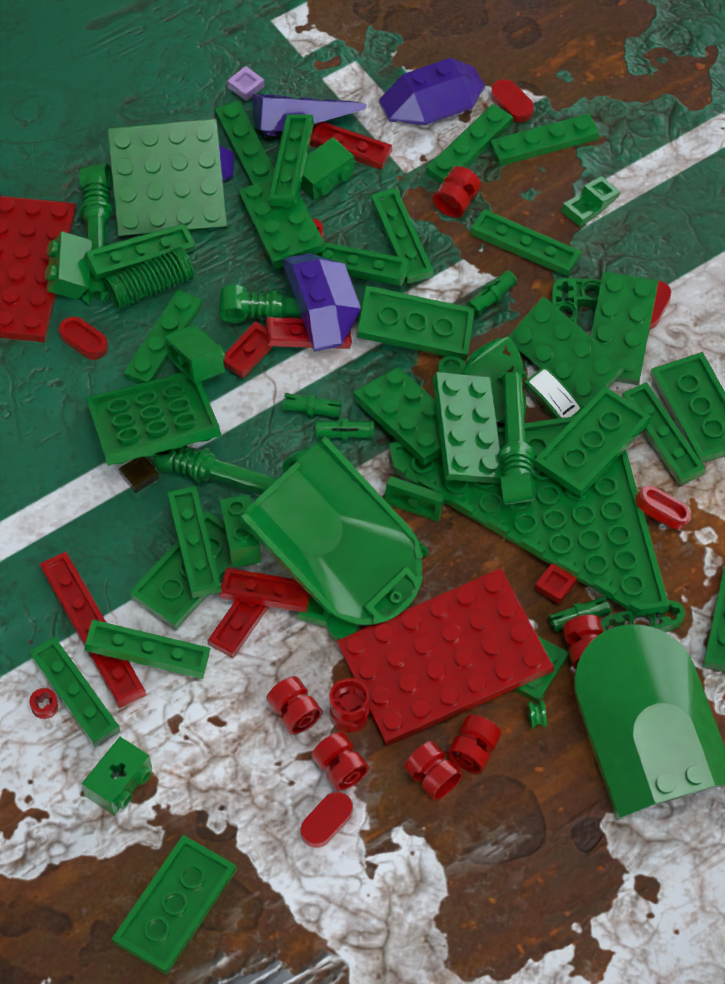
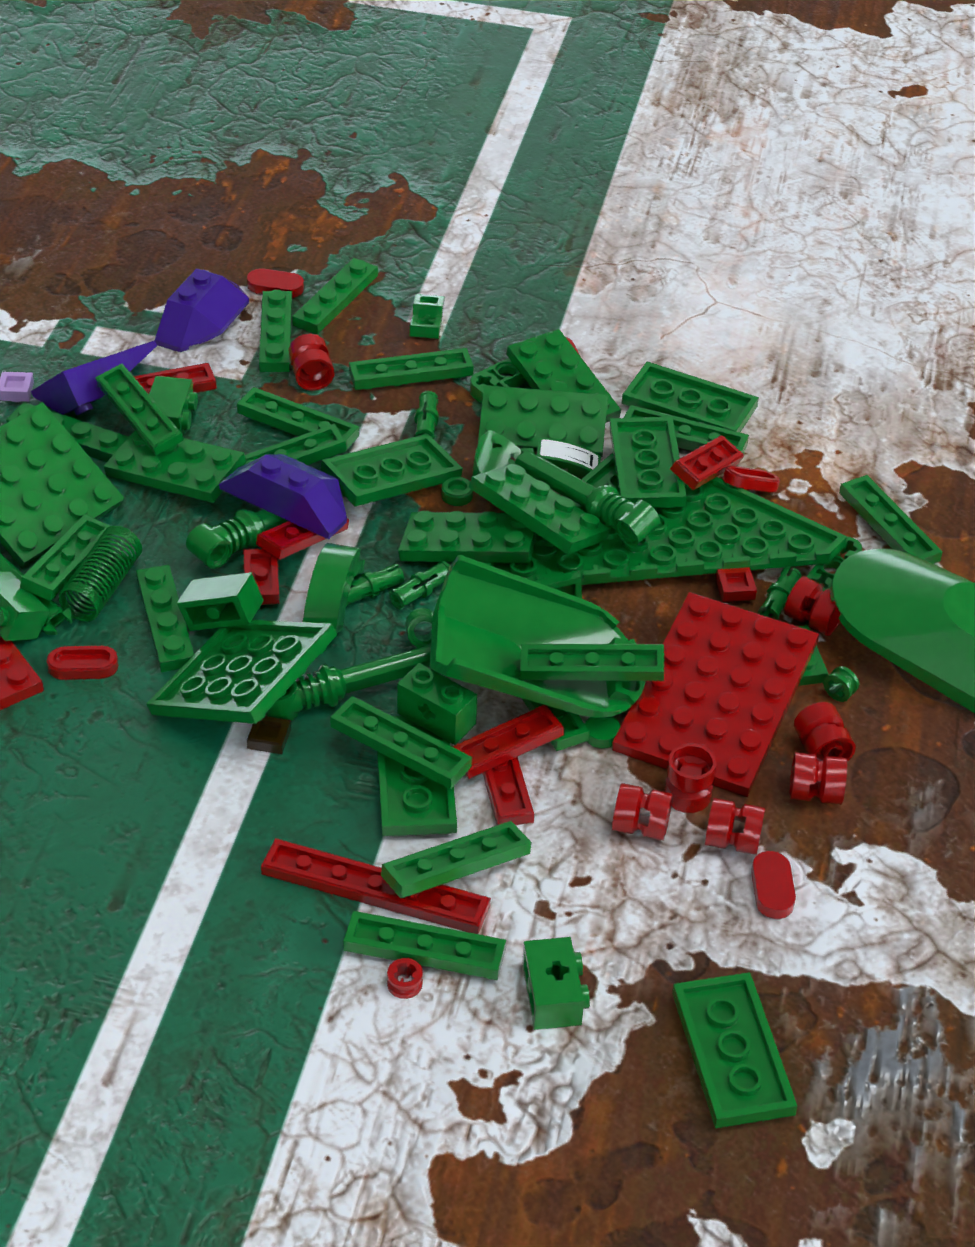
camera: 45 degrees left, 15 degrees down
(273, 388) = (331, 584): none -> green arch
(365, 575) = (592, 662): none -> green plate
(634, 472) = (706, 462): none -> red tile

